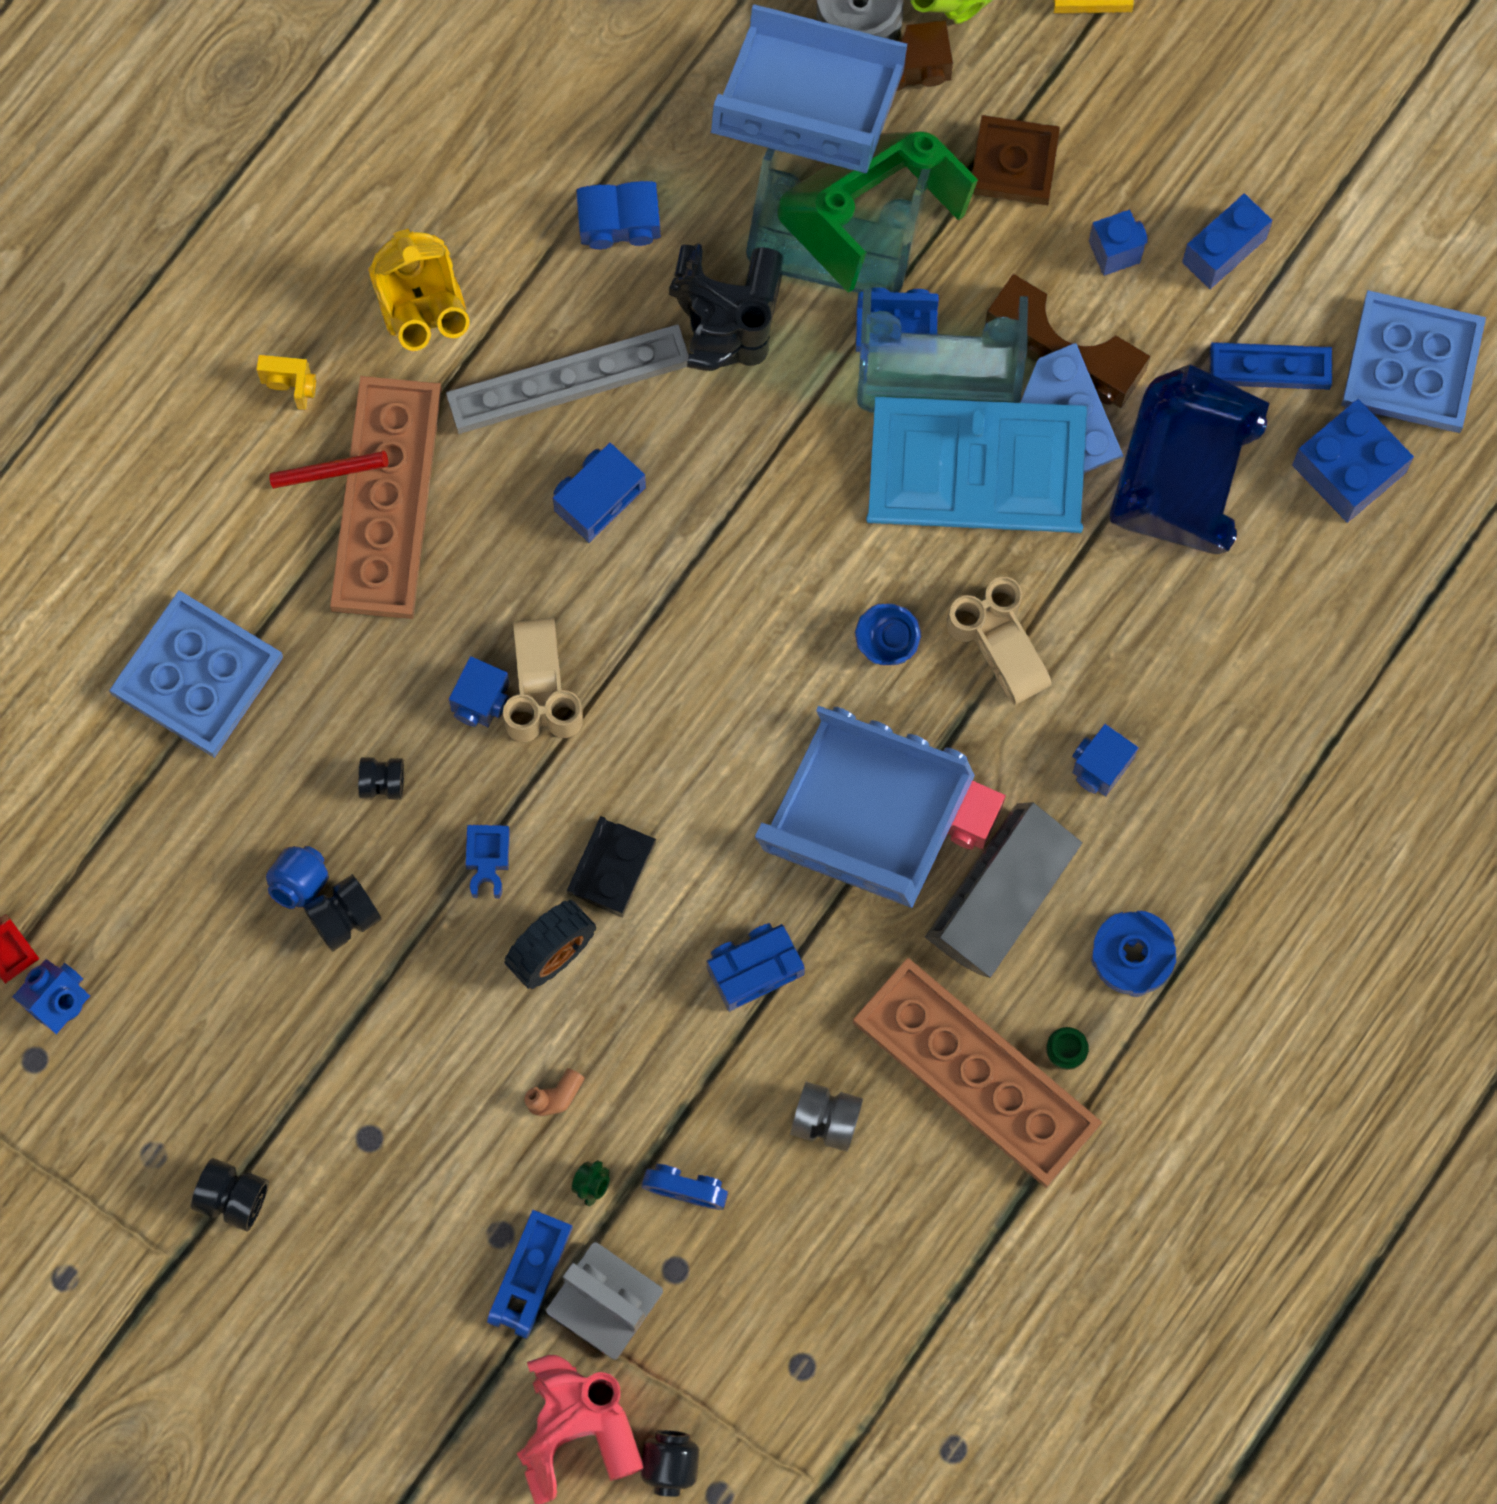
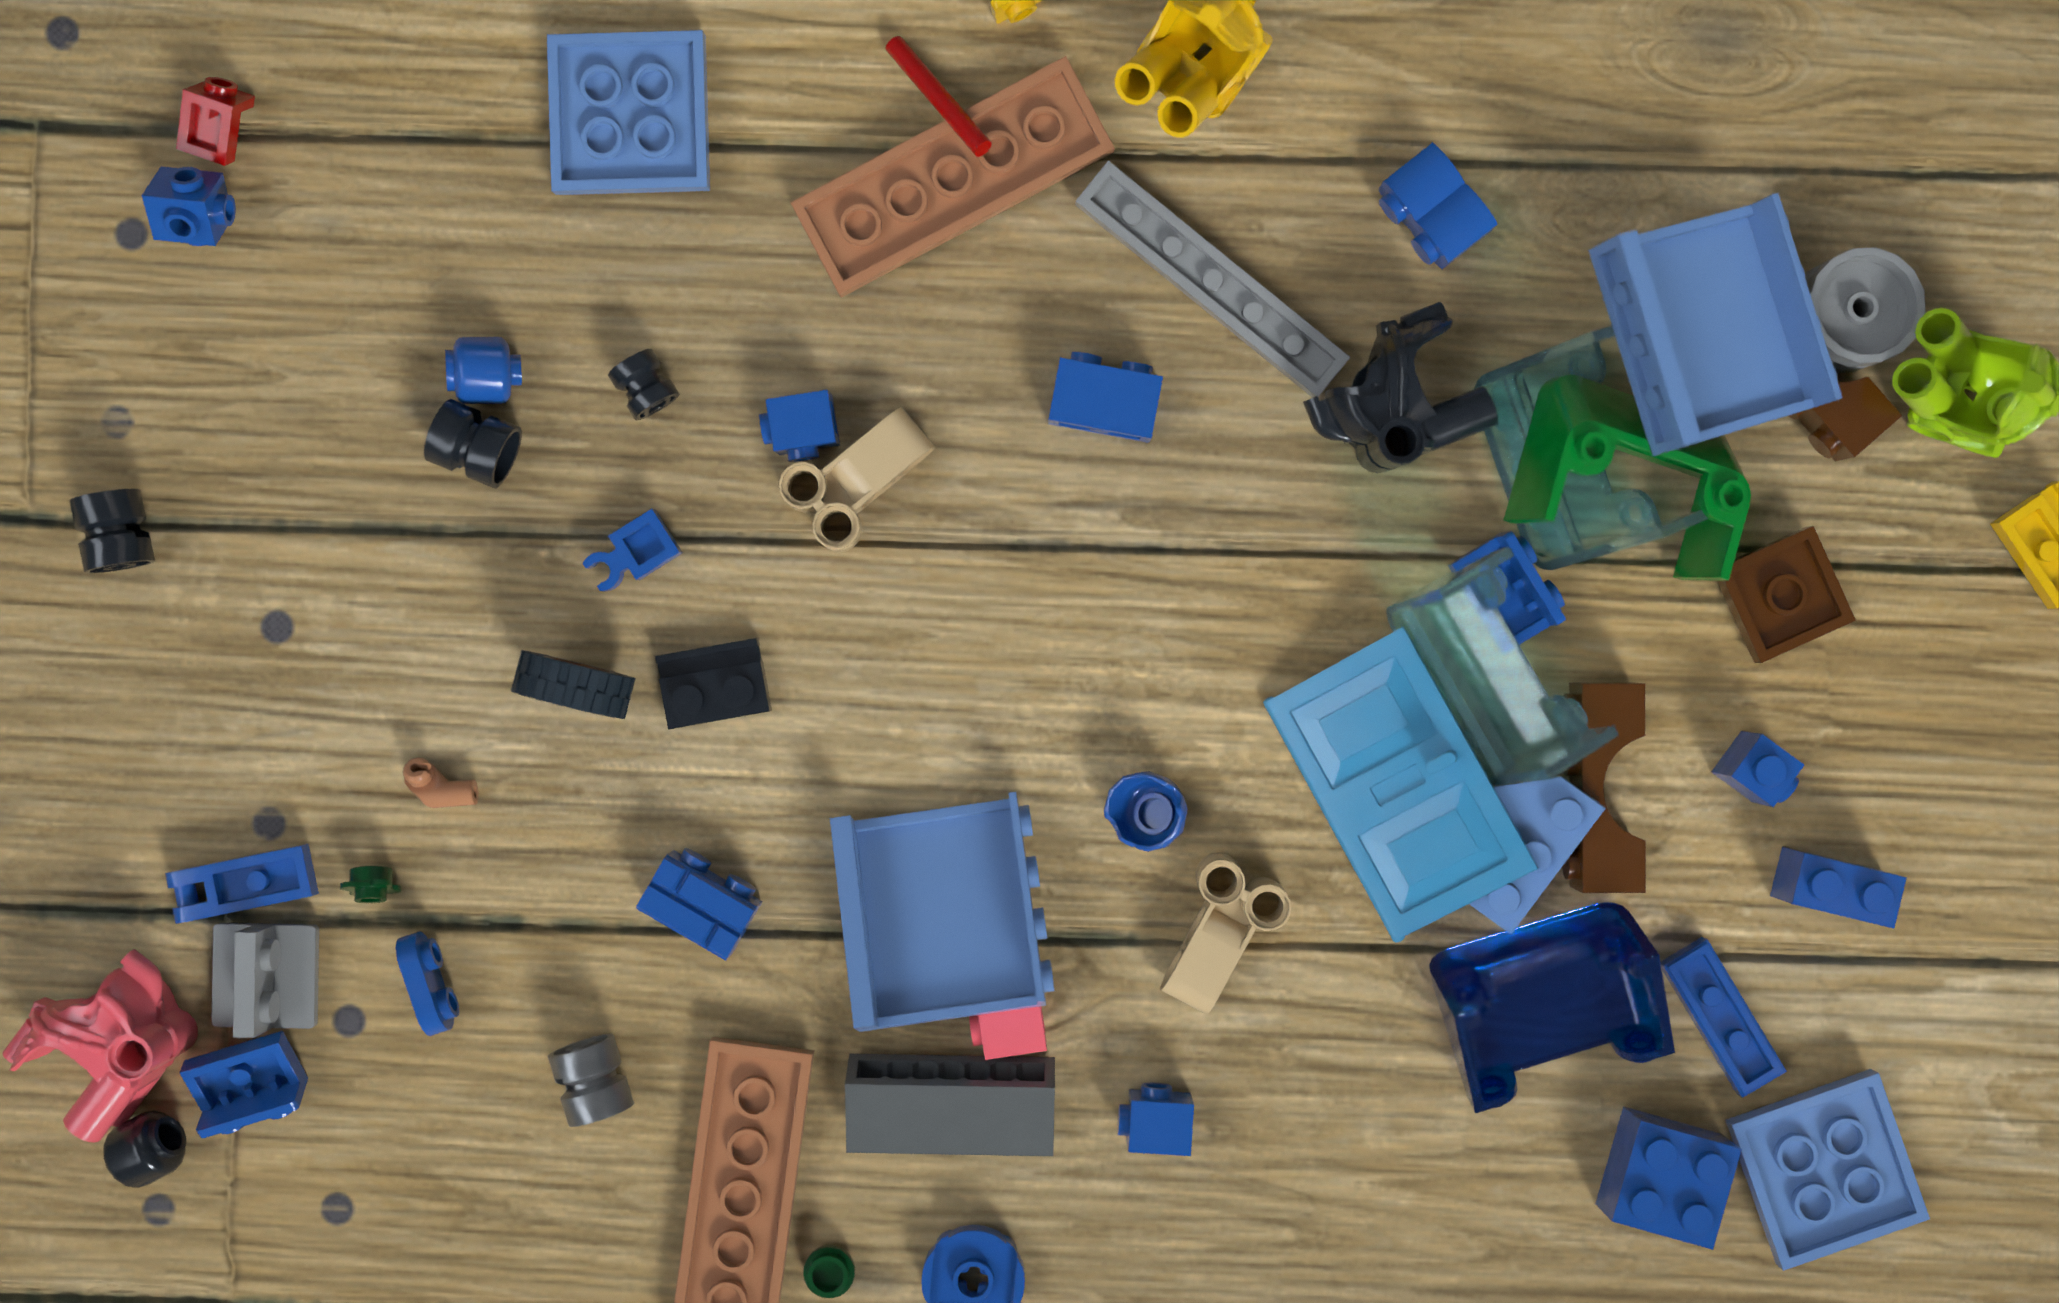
camera: 60 degrees right, 15 degrees up
(670, 1360) = (245, 1084): none -> blue bracket

